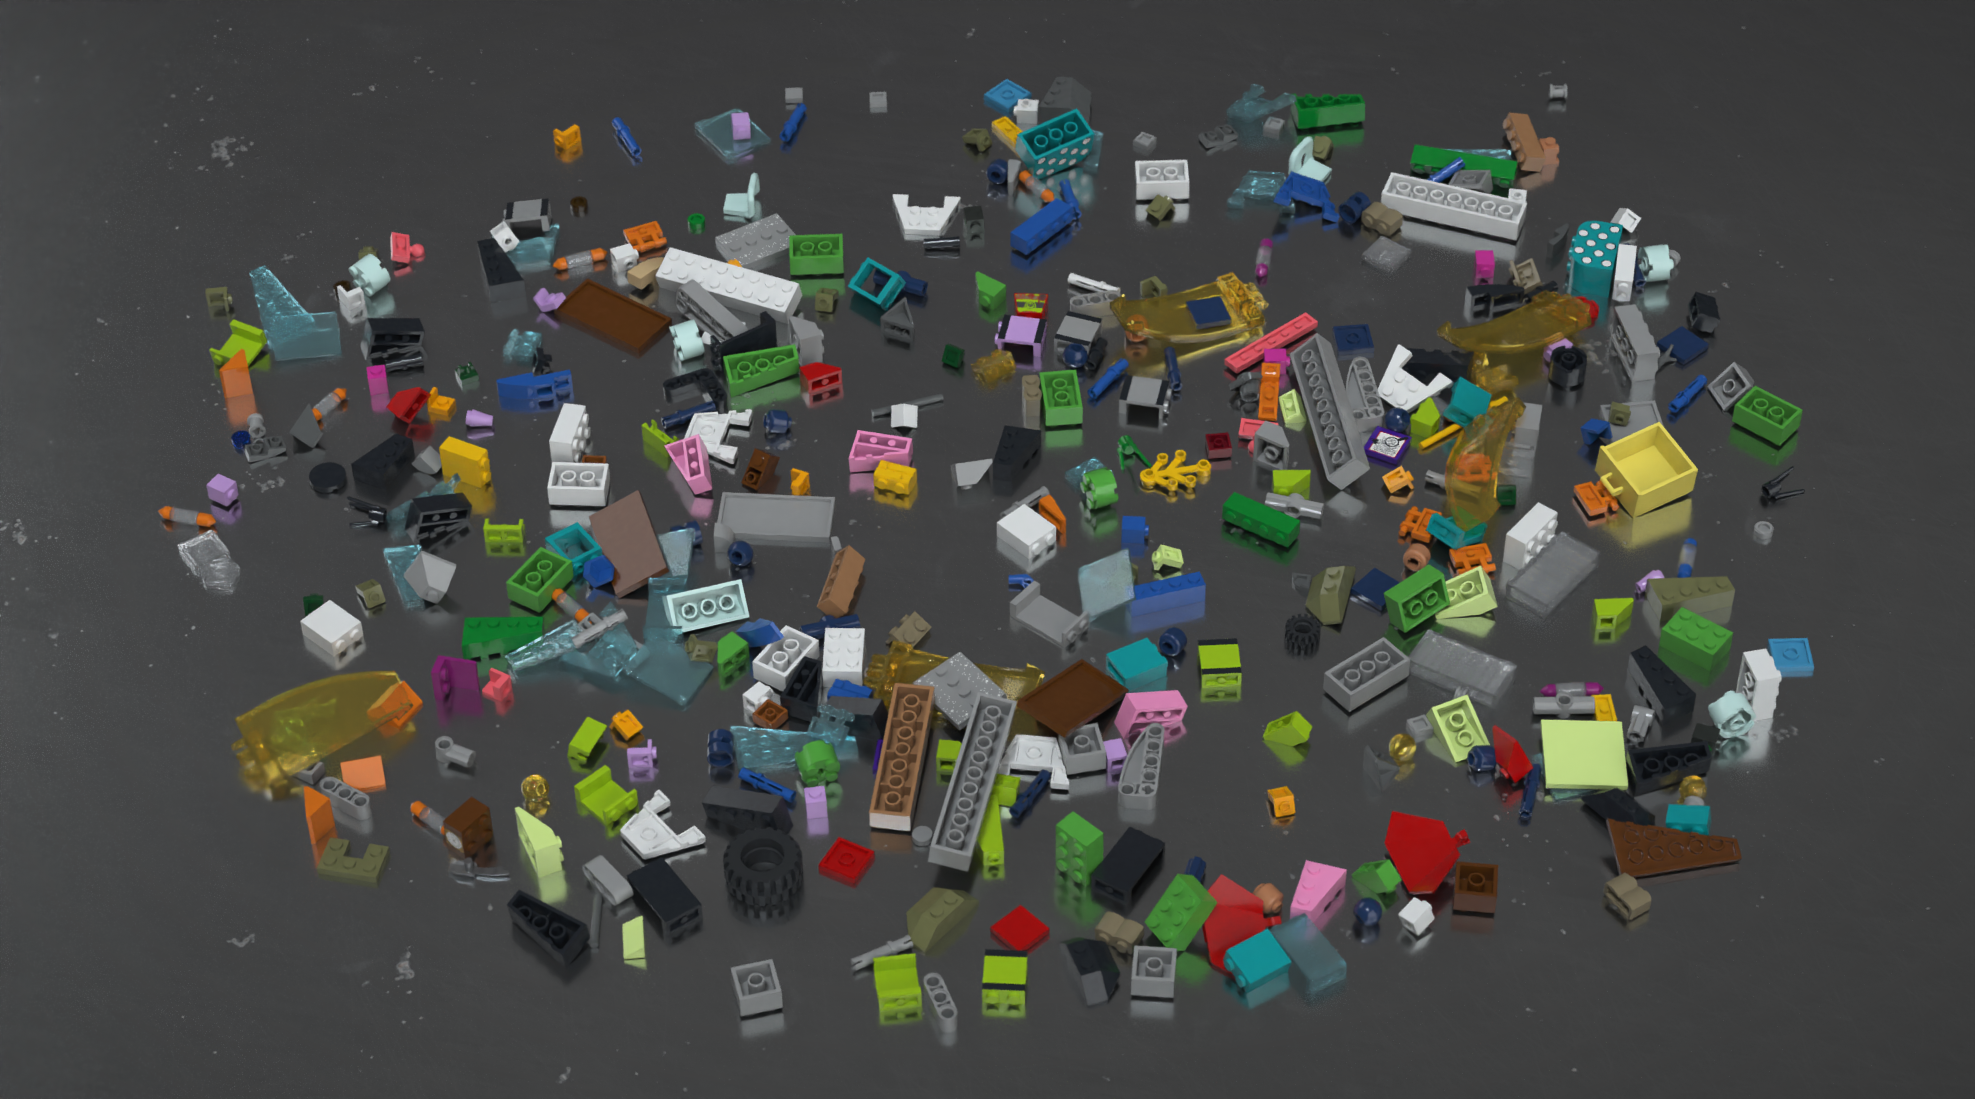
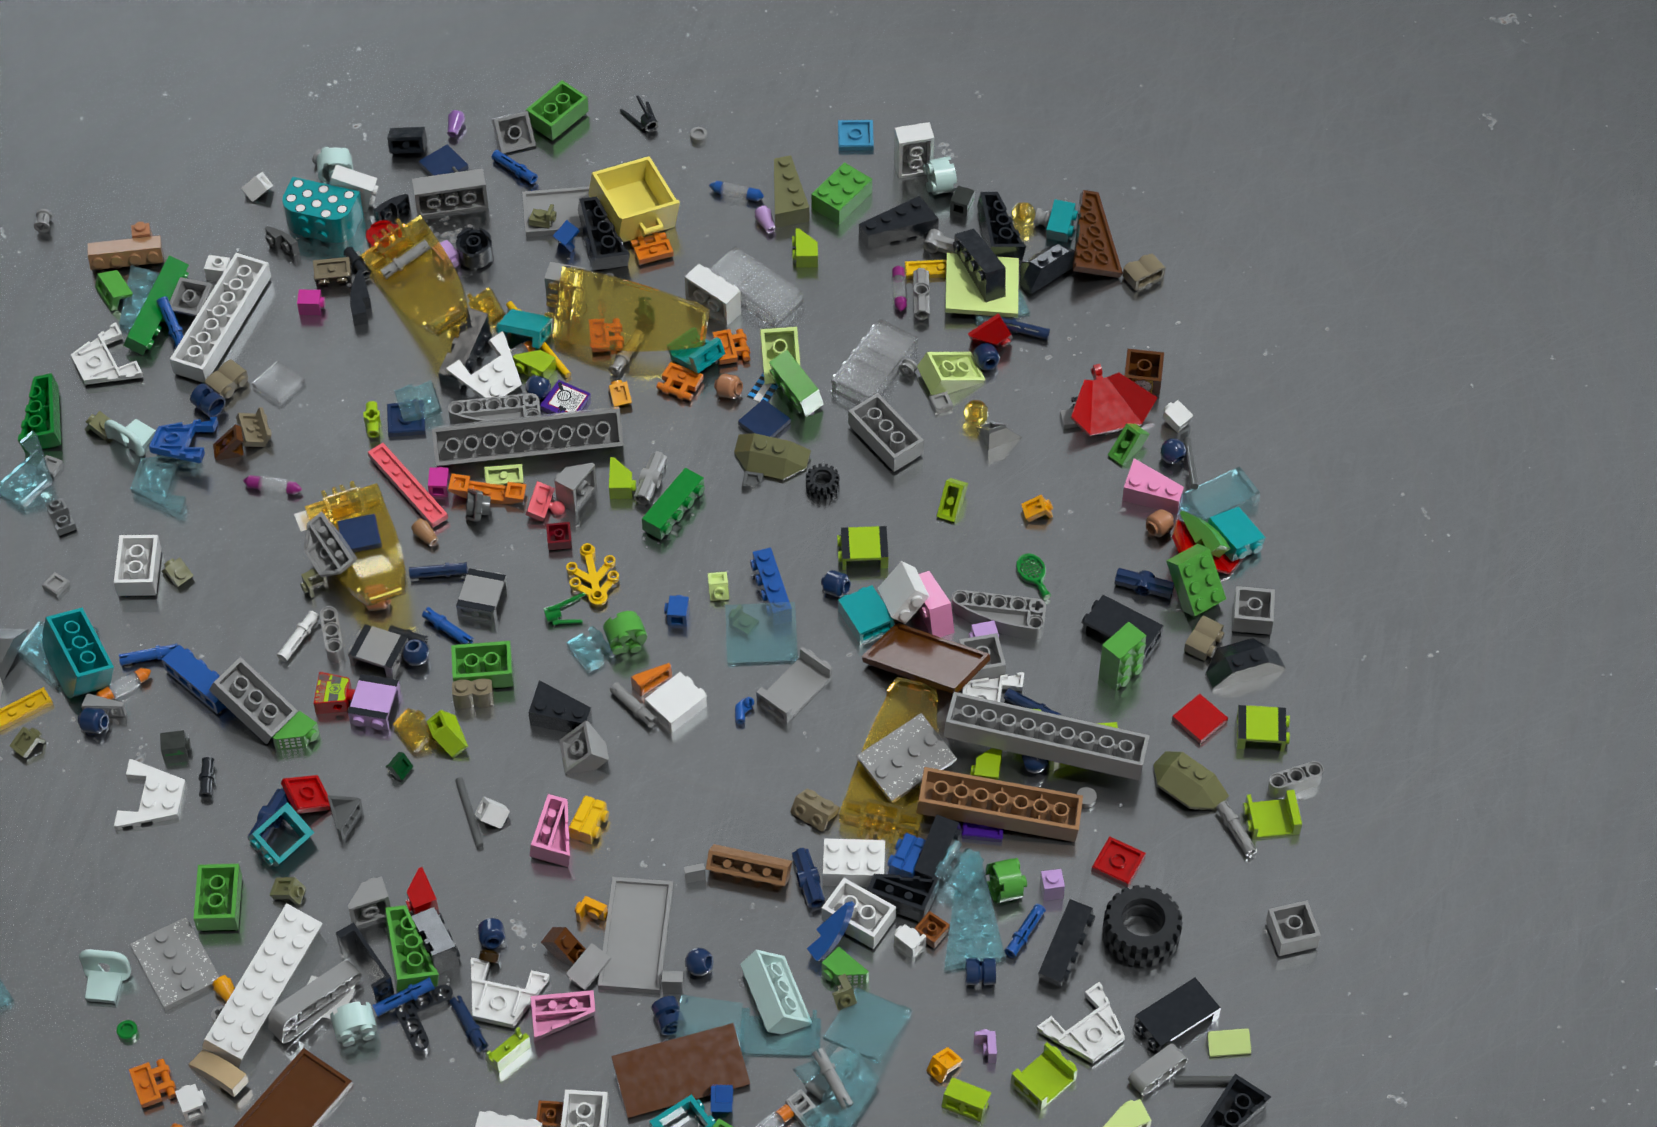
camera: 90 degrees left, 10 degrees up
(715, 371) = (404, 996): none -> blue pin
(740, 482) = (588, 966): none -> light grey slope
(753, 421) = (489, 956): none -> dark brown tile
(768, 386) = (437, 940): none -> wedge
(922, 299) = (306, 793): none -> red tile
(987, 379) = (447, 732): none -> lime slope
(1012, 250) = (253, 700): none -> light grey brick
(1154, 681) = (903, 592): none -> white brick
(1183, 286) = (327, 547): none -> light grey wedge
(1189, 802) = (1037, 580): none -> green piece
(1216, 356) = (423, 531): none -> medium nougat cone
(1248, 925) = (1205, 534): none -> bright green slope
(1306, 228) = (229, 445): none -> reddish brown slope
(1326, 239) = (254, 428): none -> dark tan bracket
(1345, 313) = (372, 419): none -> lime axle
(1351, 925) = (1190, 463): none -> dark grey bar
(1369, 340) = (418, 401): none -> clear light blue slope
(1393, 139) = (97, 364): none -> white wing
(1481, 139) = (112, 288): none -> bright green panel
(1537, 314) = (405, 259): none -> light grey pin
(1581, 454) = (601, 239): none -> black wedge
(1600, 740) = (981, 264): none -> black wedge
(1607, 304) = (395, 206): none -> black slope
(1738, 347) = (455, 122): none -> medium lavender cone

